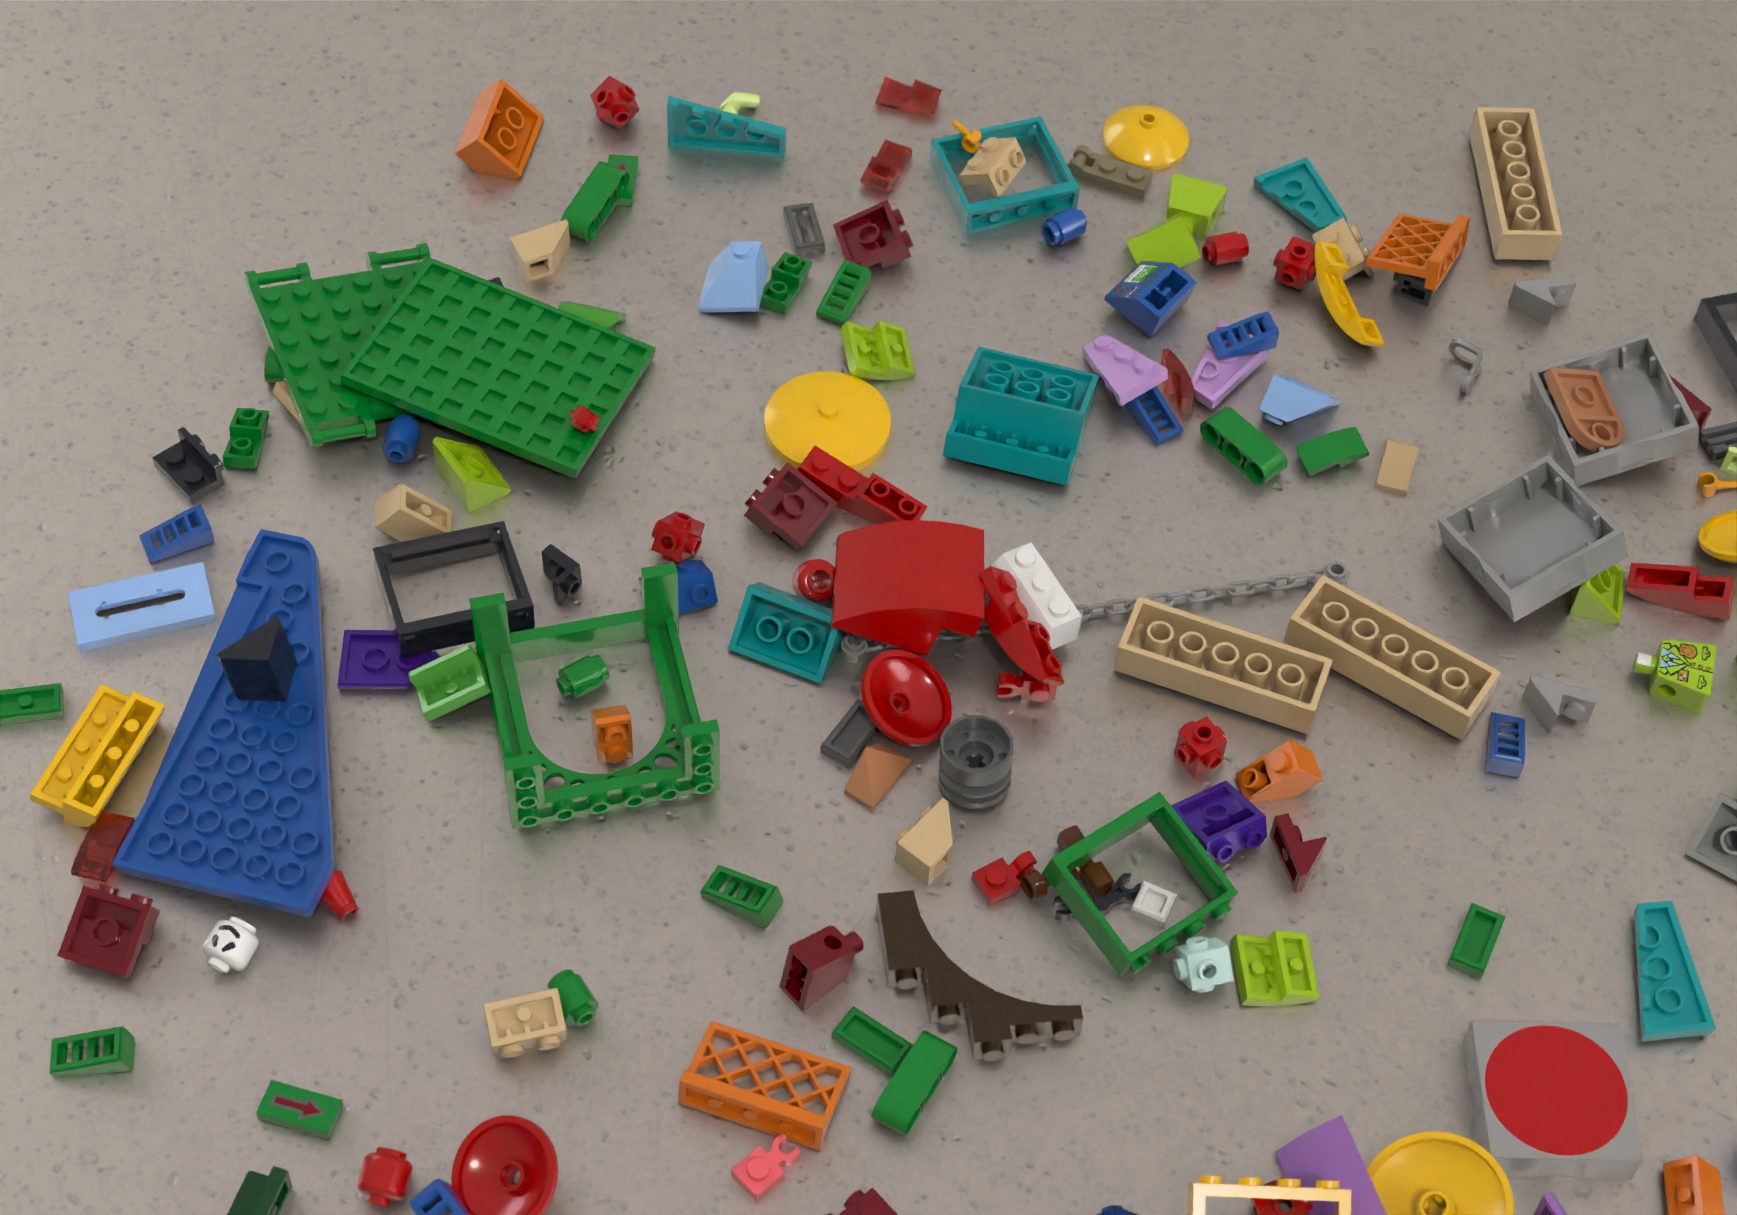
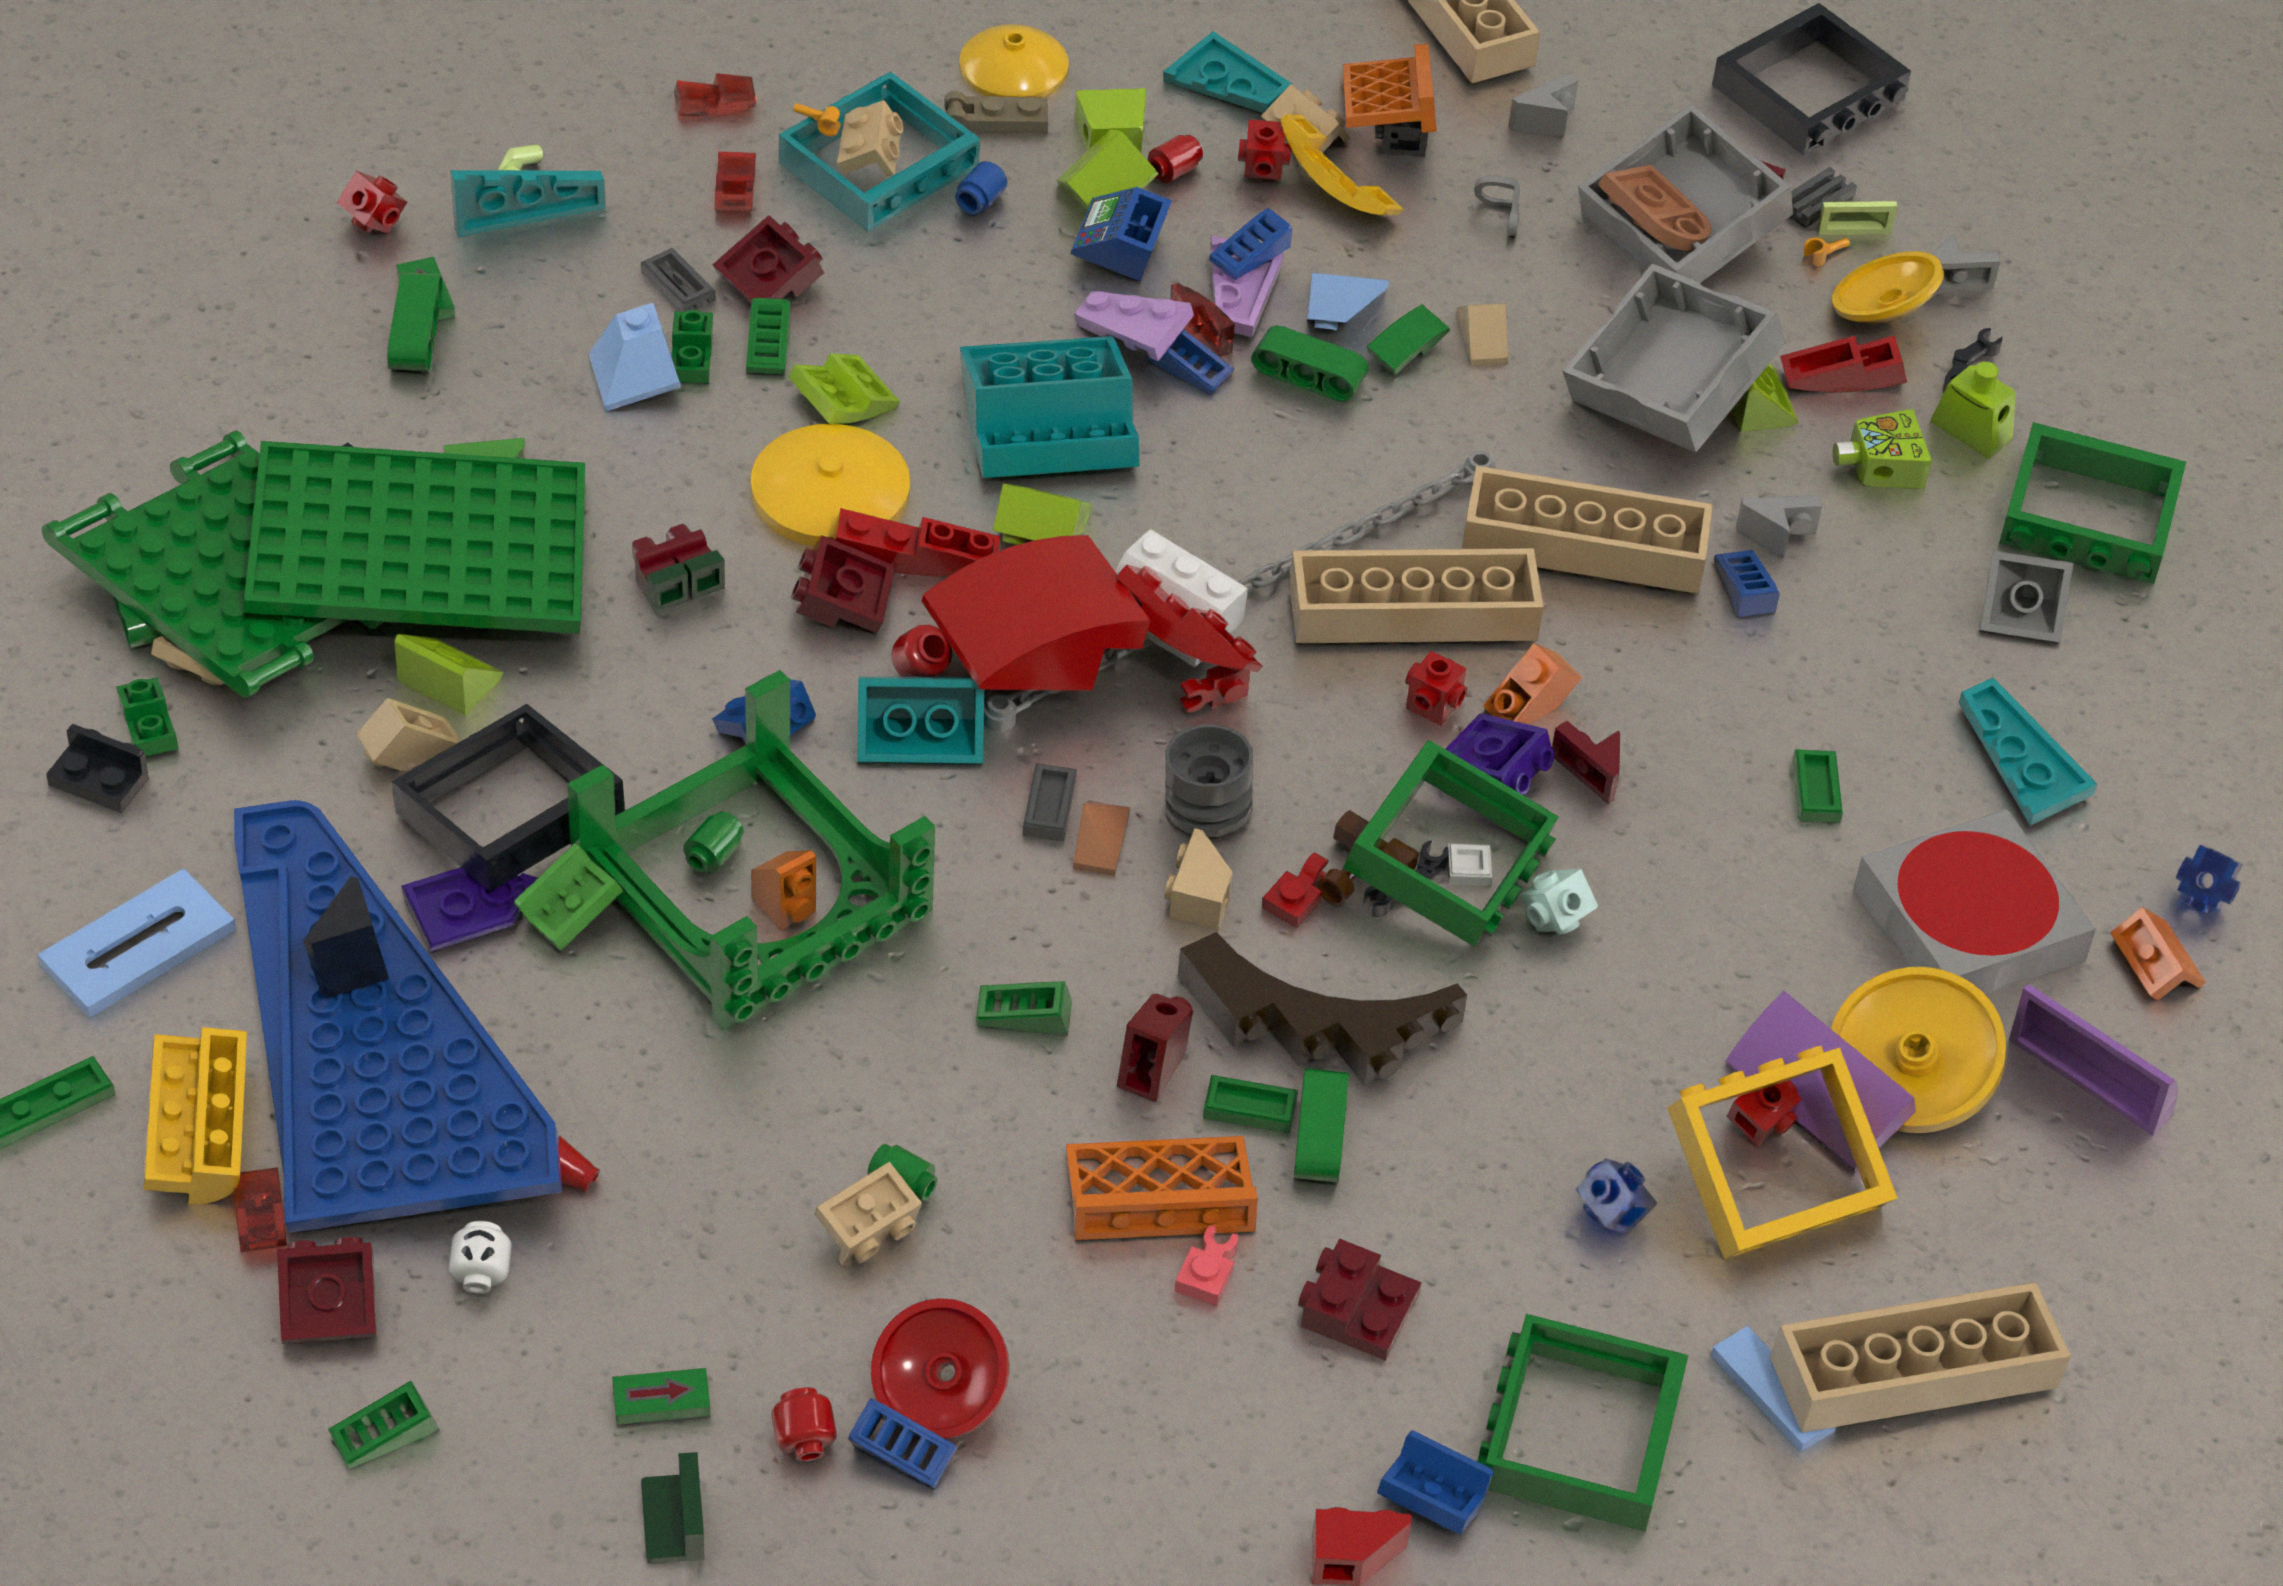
camera: 25 degrees left, 5 degrees down
(185, 521) = (148, 827): blue slope -> none
(401, 439) = (341, 657): blue brick -> none
(499, 132) = (247, 278): orange slope -> none
(540, 250) = (377, 398): tan slope -> none
(562, 571) = (621, 737): black bracket -> none
(584, 419) = (560, 561): red plate -> none
(677, 537) = (737, 643): red brick -> none
(685, 443) = (677, 568): none -> hips
(906, 698) = (1095, 741): red dish -> none
(968, 499) = (1038, 514): none -> lime slope
(1274, 969) = (1632, 884): lime slope -> none

